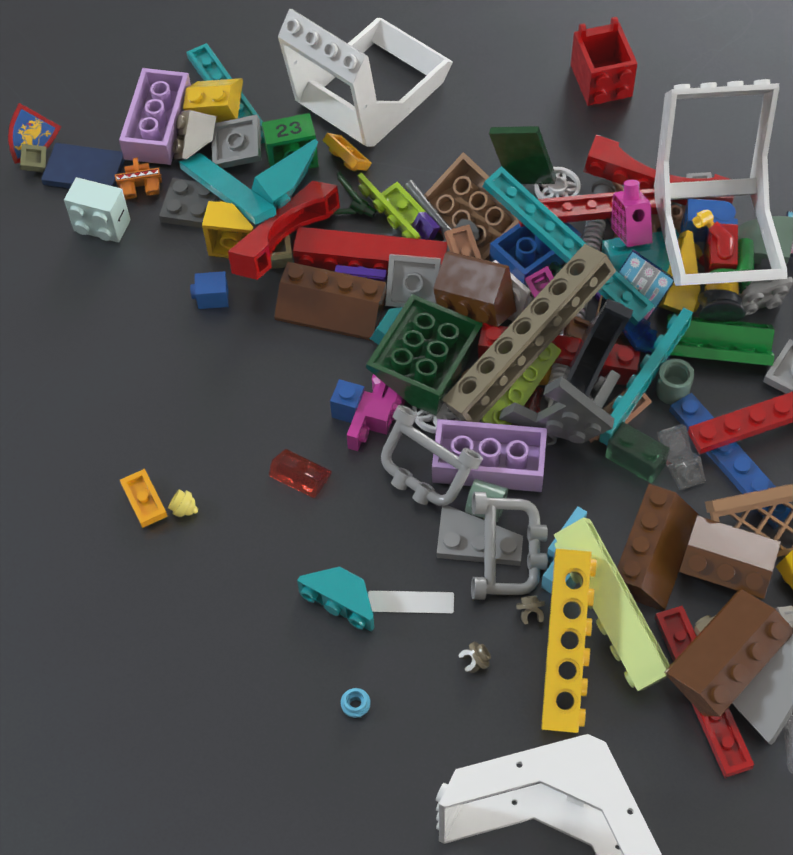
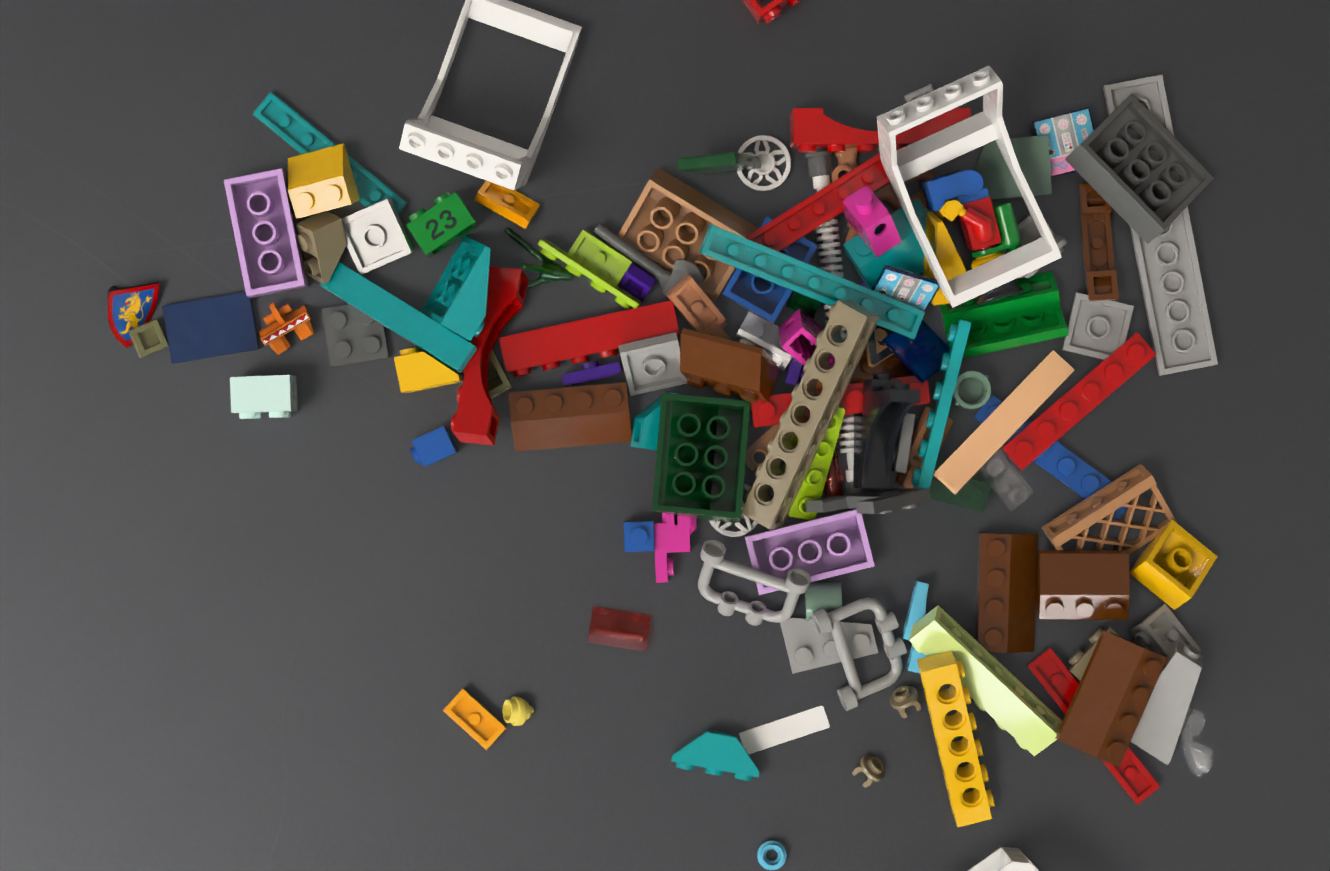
camera: 25 degrees left, 30 degrees up
(694, 409) = (1003, 422): none -> light nougat tile

